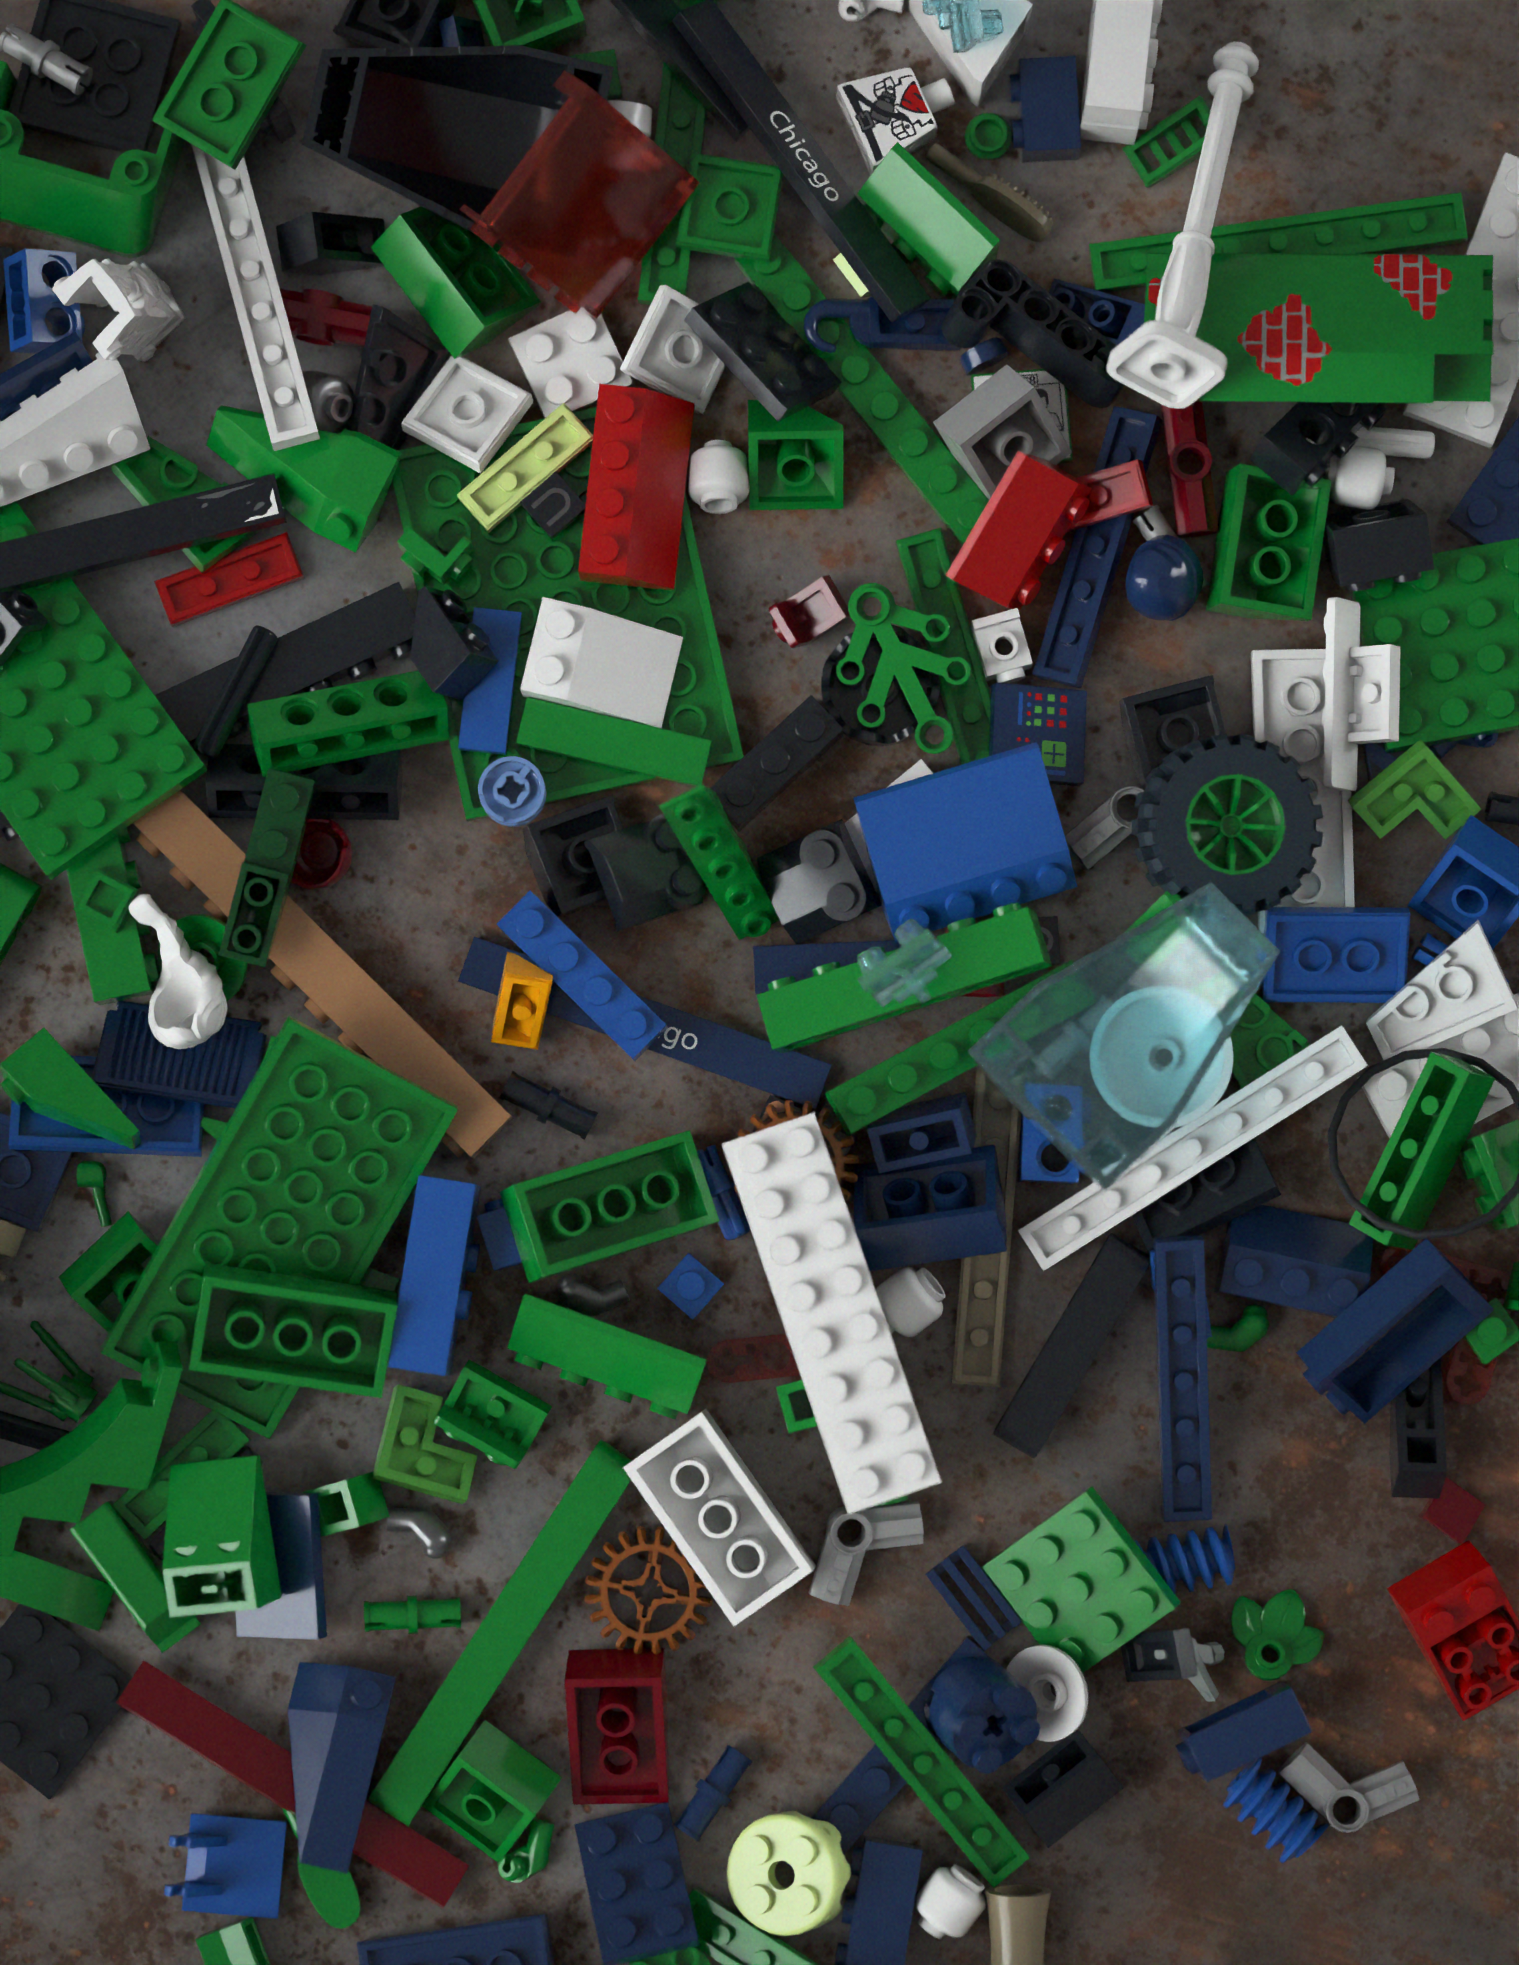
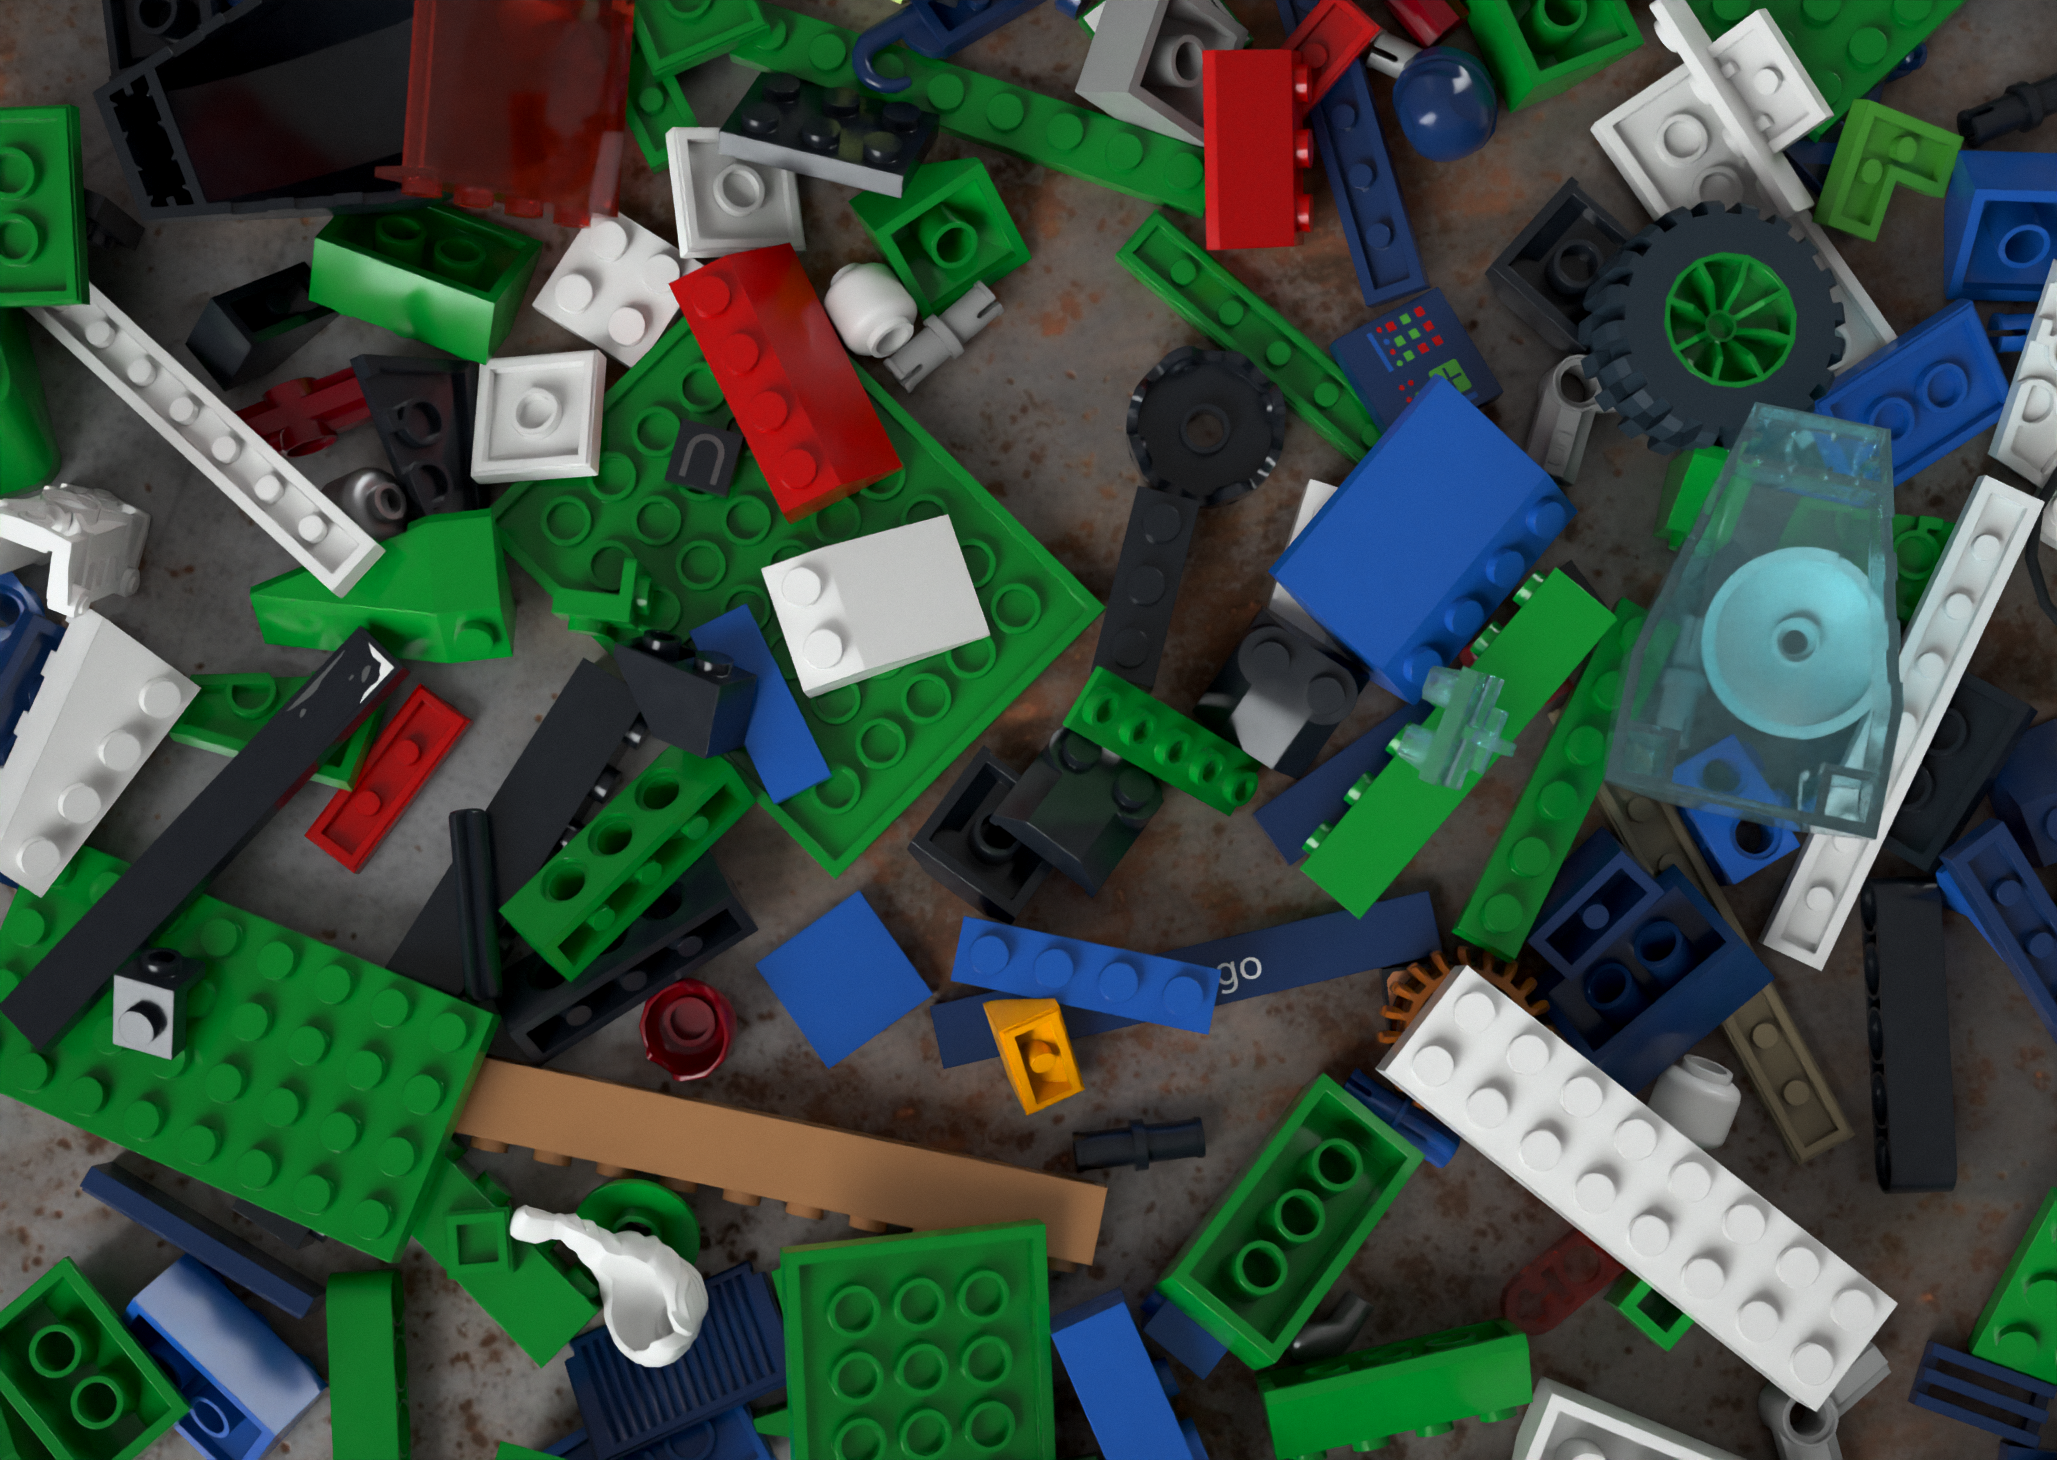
camera: 30 degrees left, 0 degrees up
(267, 867) = (643, 1086): dark green slope -> none
(432, 886) = (844, 979): none -> blue tile
(512, 791) = (867, 814): medium blue wheel -> none
(525, 467) = (645, 435): yellowish green tile -> none
(613, 742) = (947, 683): green tile -> none
(690, 1286) = (1432, 1246): blue plate -> none
(754, 523) = (943, 336): none -> light grey pin
(809, 613) = (1072, 396): bracket -> none
(898, 660) = (1211, 383): green plant -> none
(990, 630) = (1287, 296): white brick -> none

